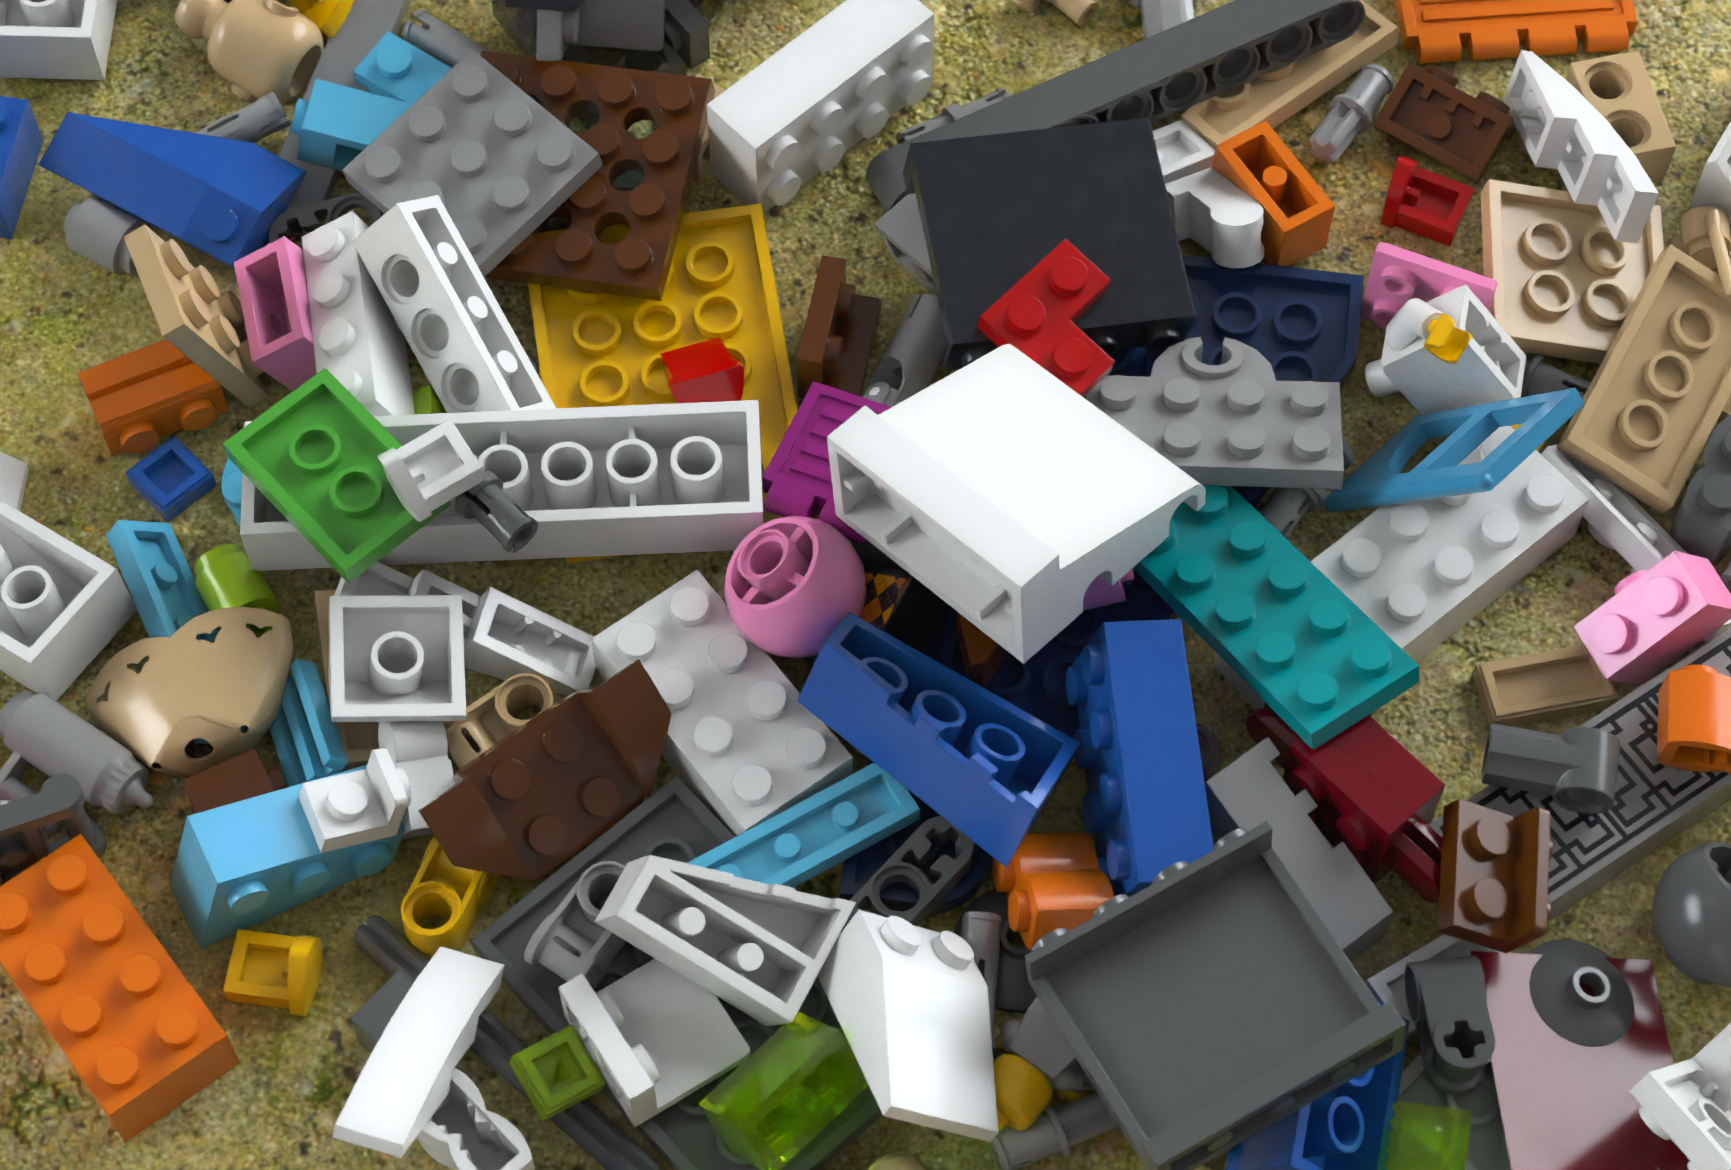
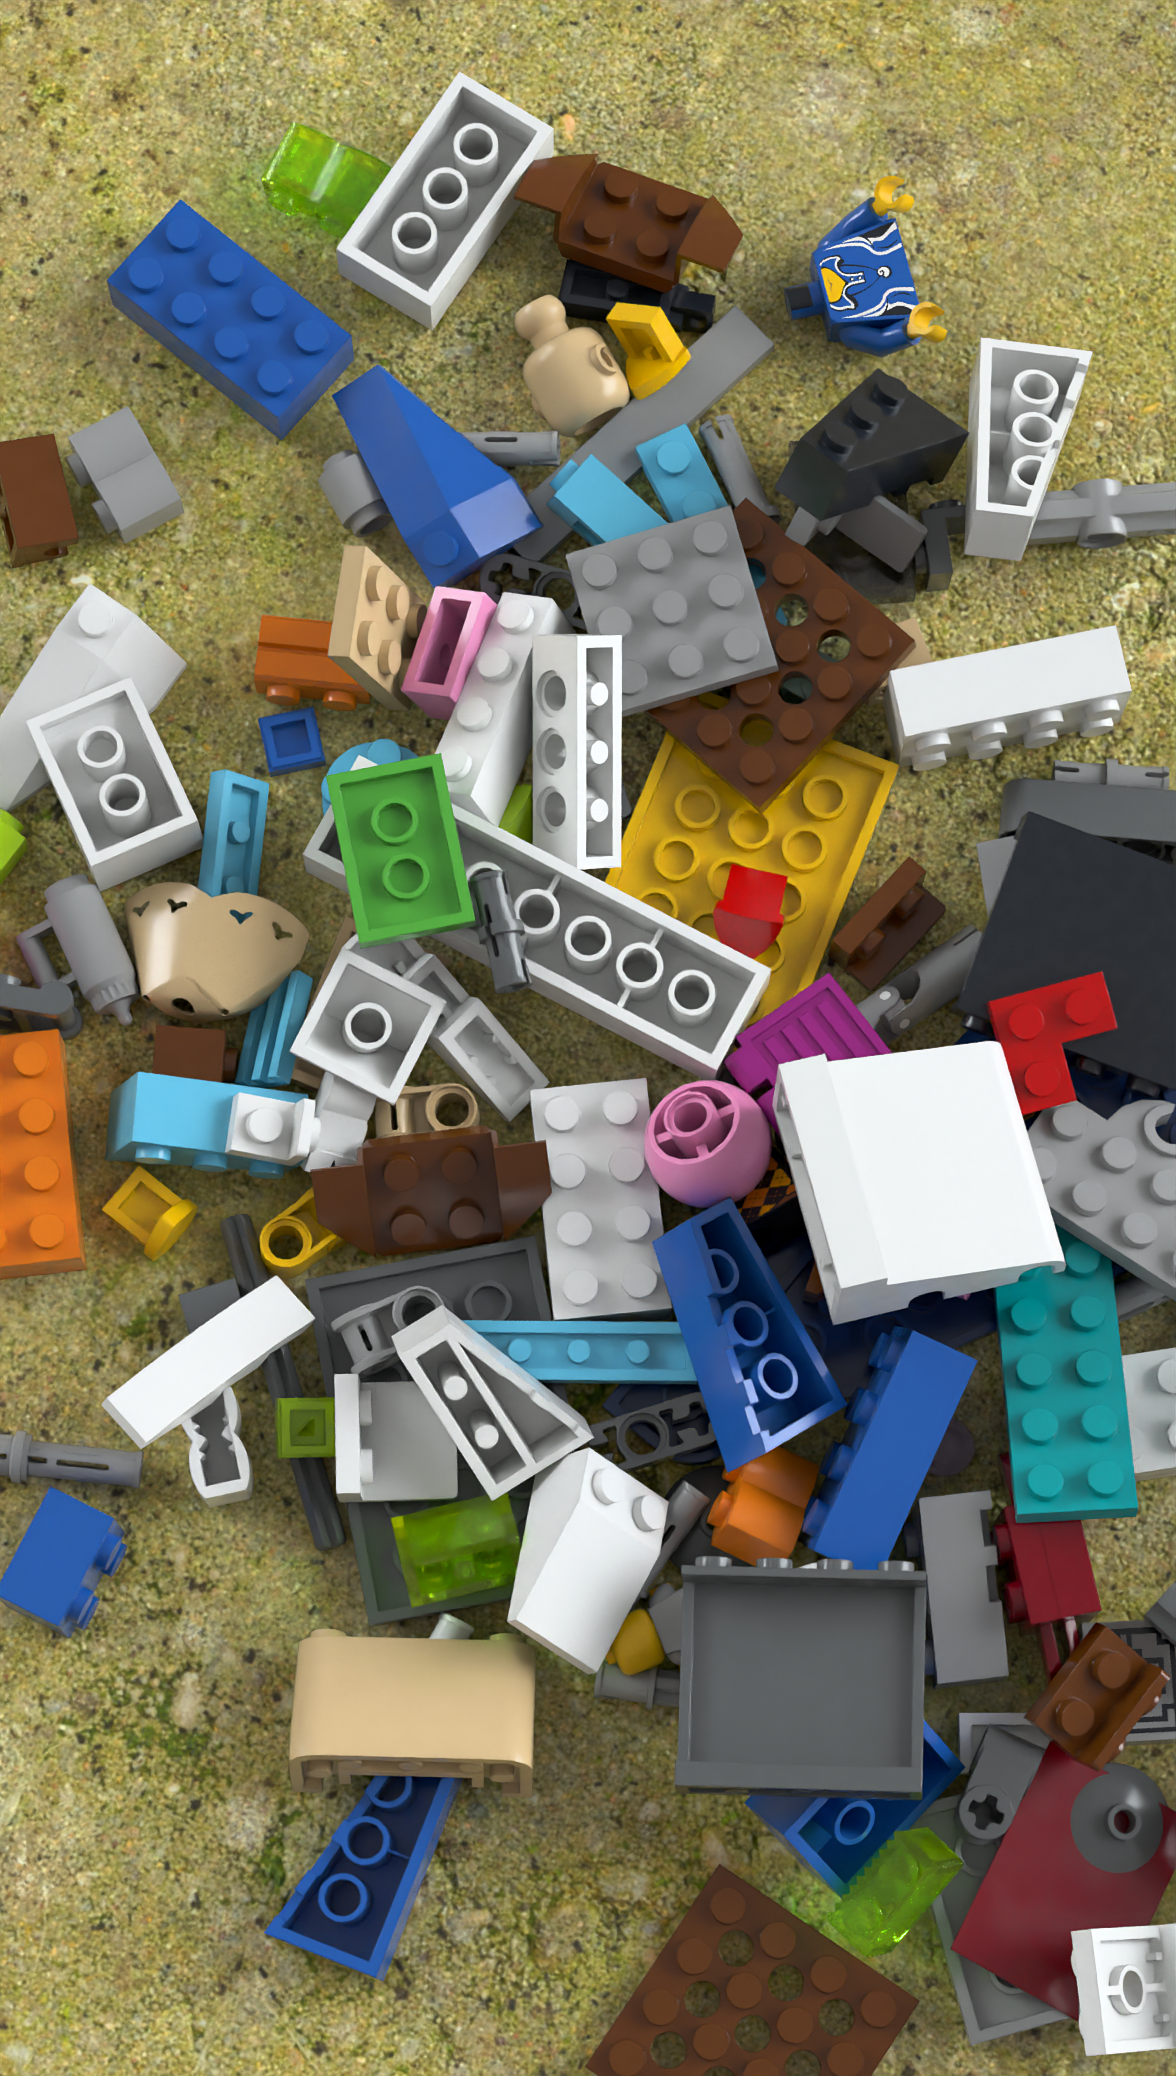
camera: 30 degrees right, 15 degrees up
(228, 581) = (284, 875): lime brick -> none
(432, 470) = (469, 897): white tile -> none

